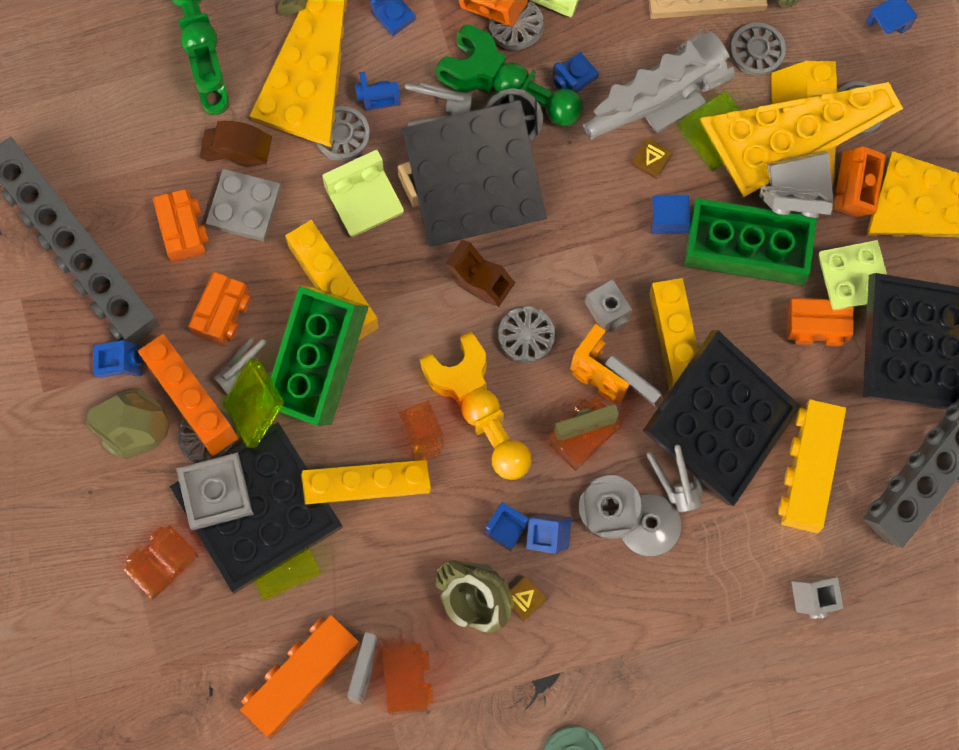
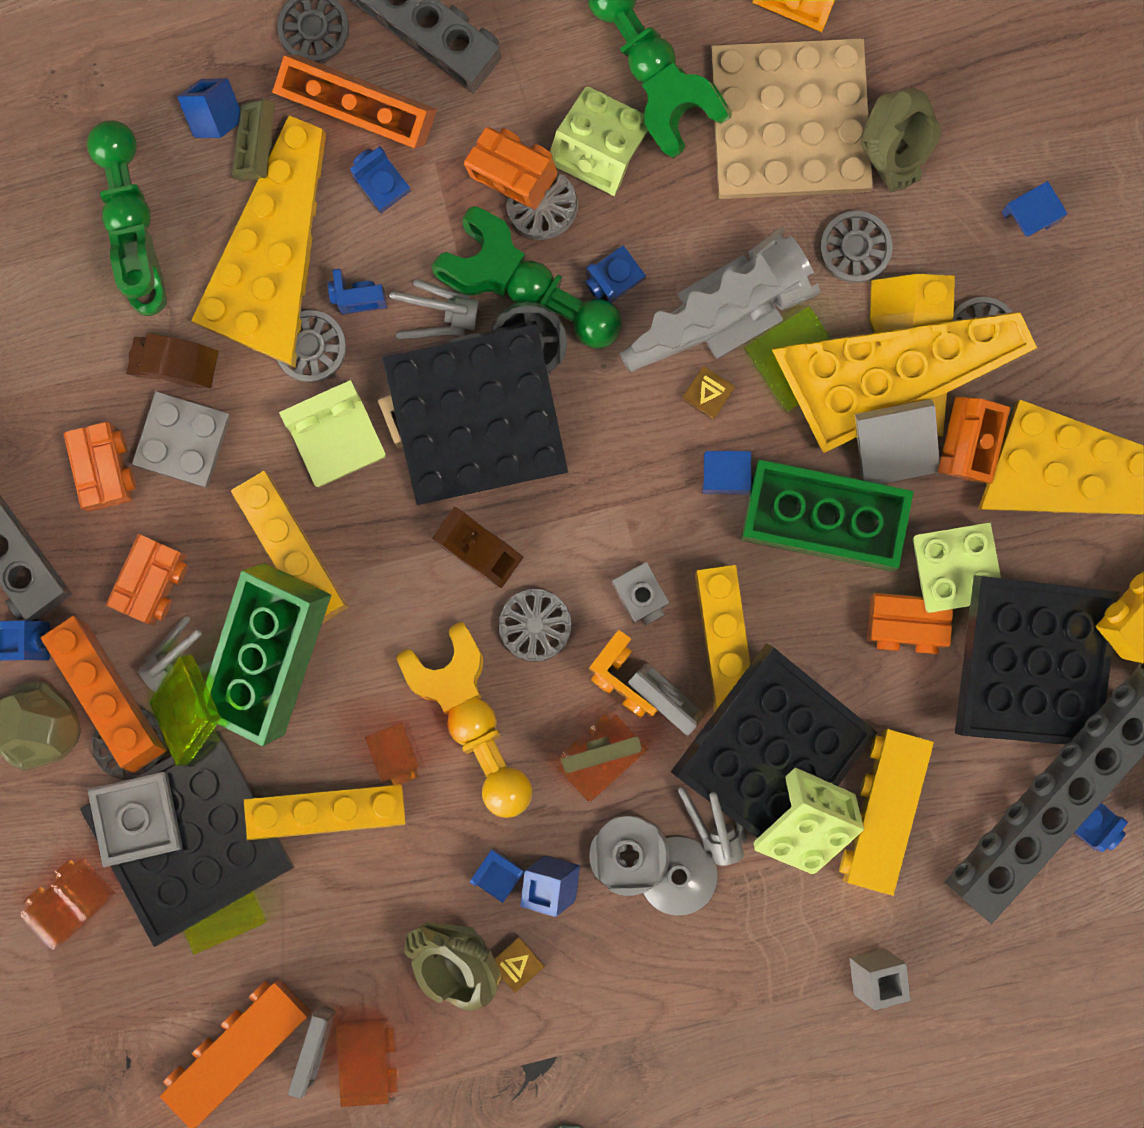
camera: 10 degrees right, 10 degrees up
(754, 477) = (816, 825): none -> yellowish green bracket
(785, 200) = (888, 467): light grey plate -> none

